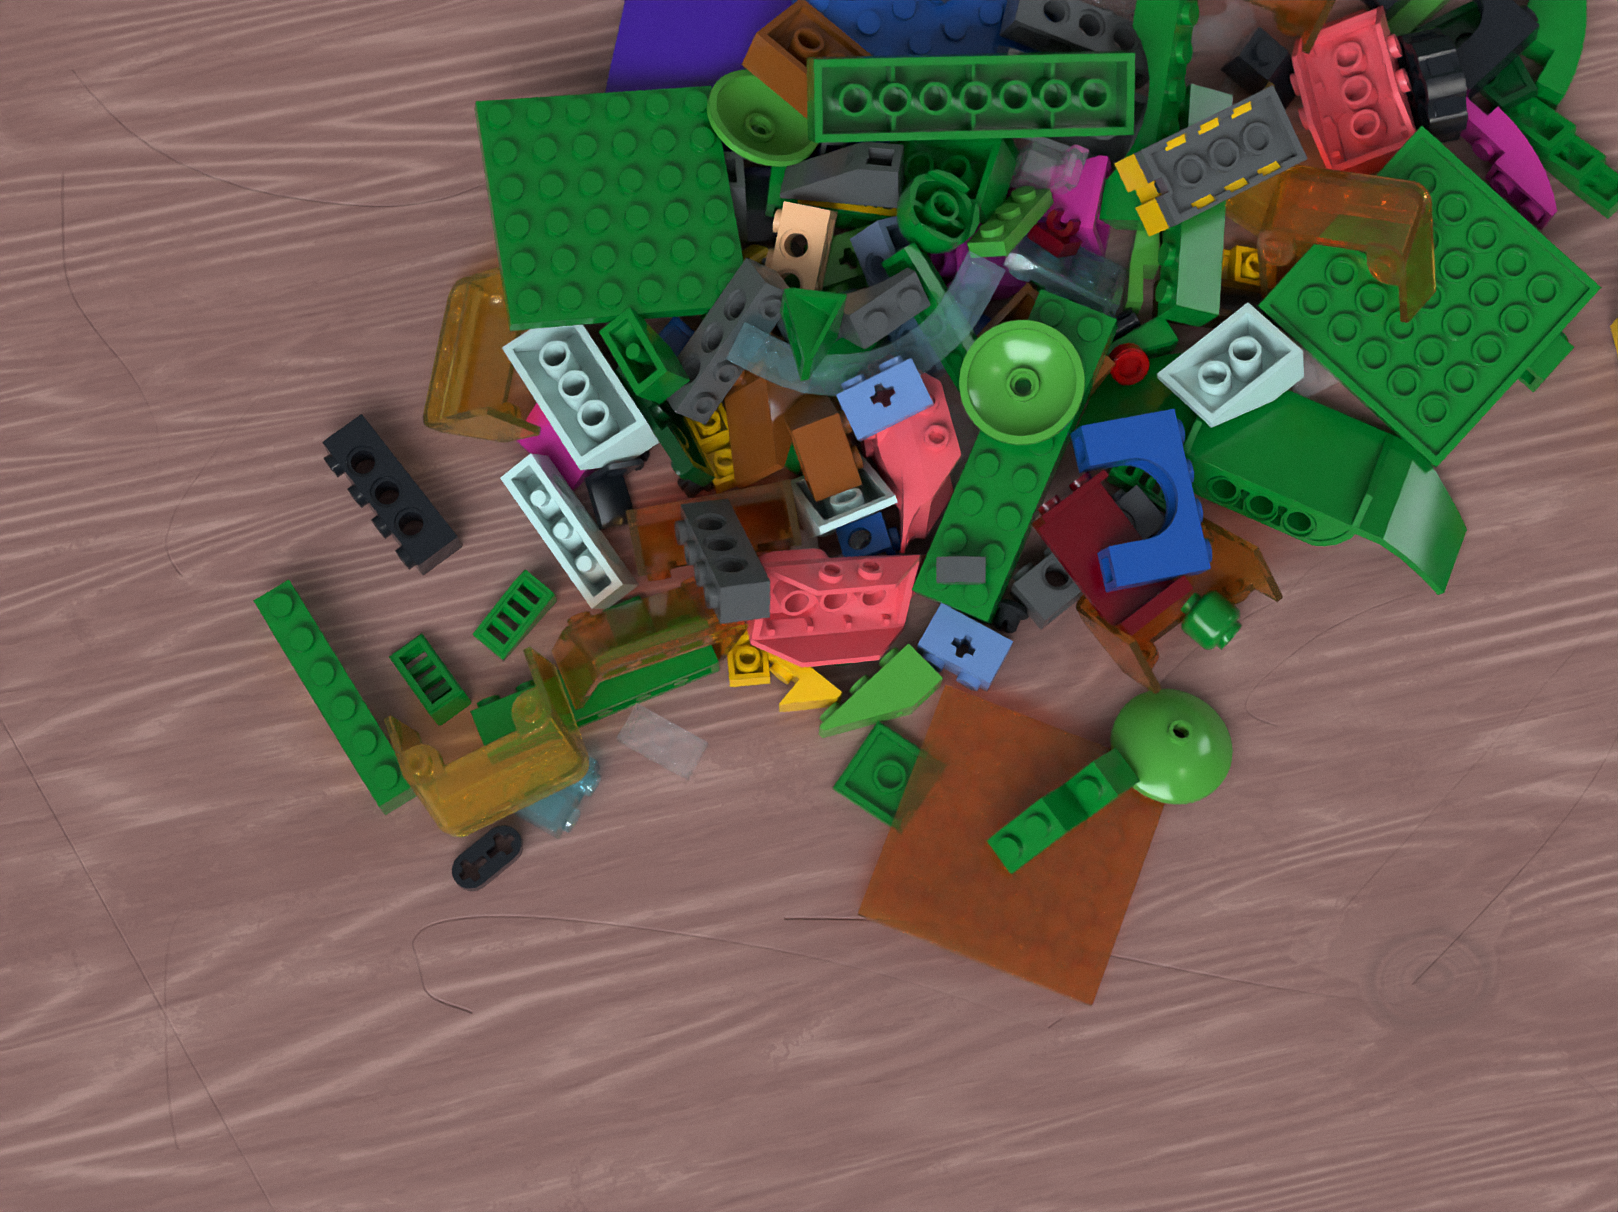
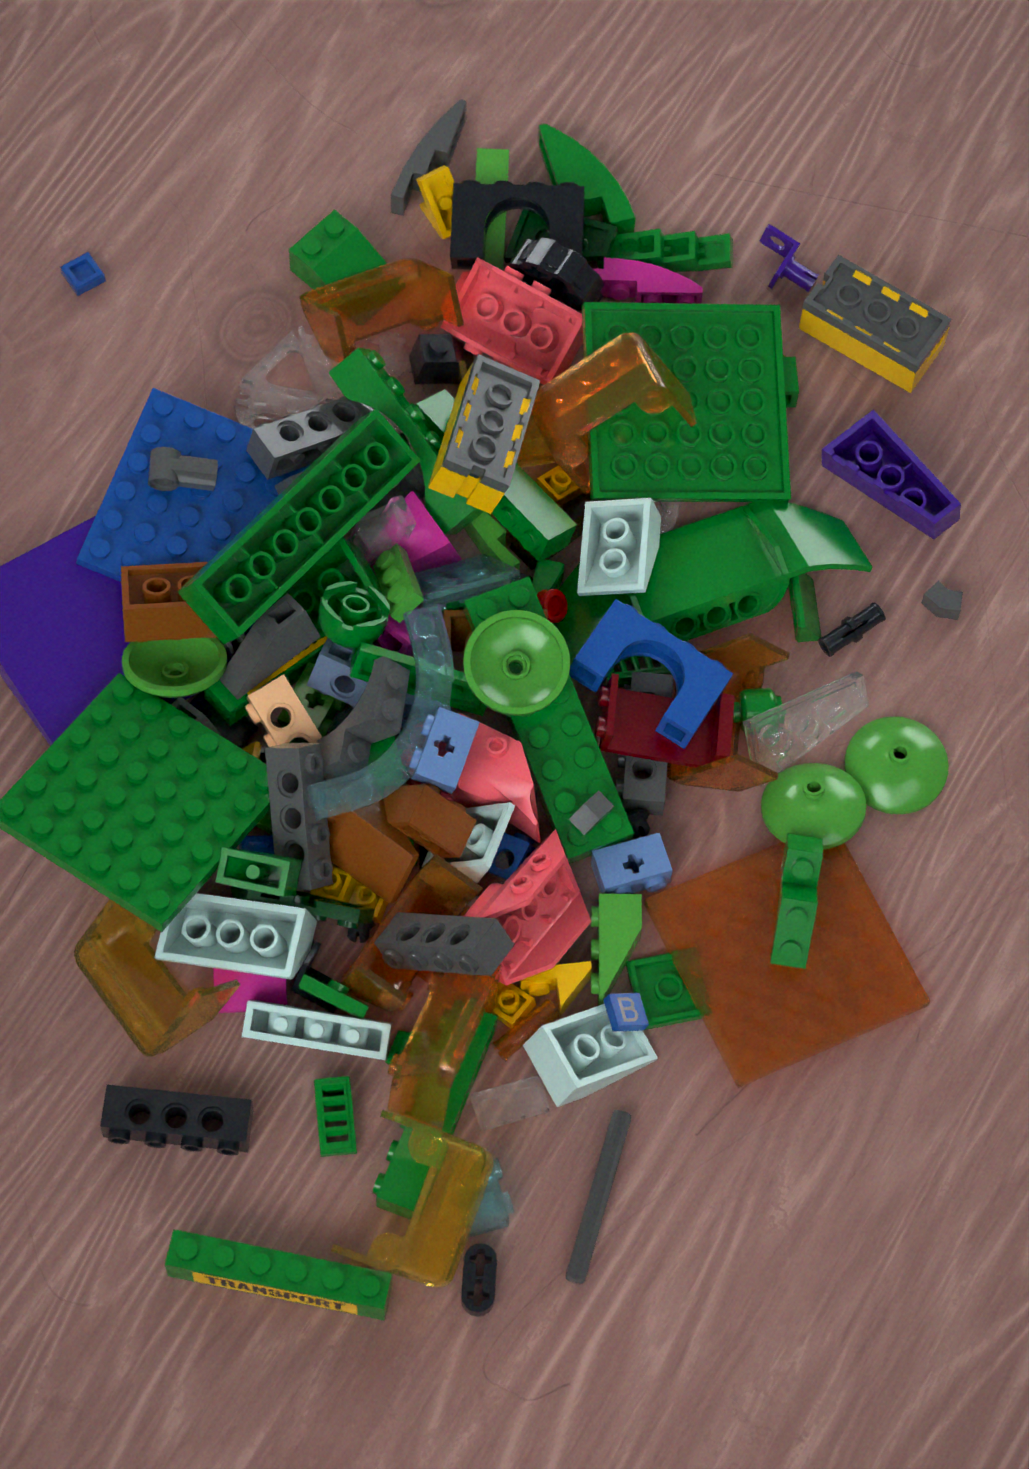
camera: 45 degrees left, 10 degrees down
(443, 701) = (354, 1211): green slope -> none
(608, 516) = (335, 994): none -> green plate
(650, 888) = (598, 1197): none -> dark grey axle
(736, 696) = (524, 1029): none -> clear orange pin
(768, 764) = (585, 1055): none -> light aqua slope
(811, 325) = (354, 746): green slope -> none
(829, 762) = (626, 1012): none -> blue tile
(1054, 237) = (430, 569): dark red tile -> none
(1229, 666) = (796, 727): none -> clear wing
(1267, 801) = (891, 782): none -> bright green dish
(1349, 573) = (804, 608): none -> green slope
(1394, 632) = (868, 618): none -> black pin
(1476, 681) = (943, 602): none -> dark grey piece
(1548, 527) = (888, 471): none -> dark purple wedge

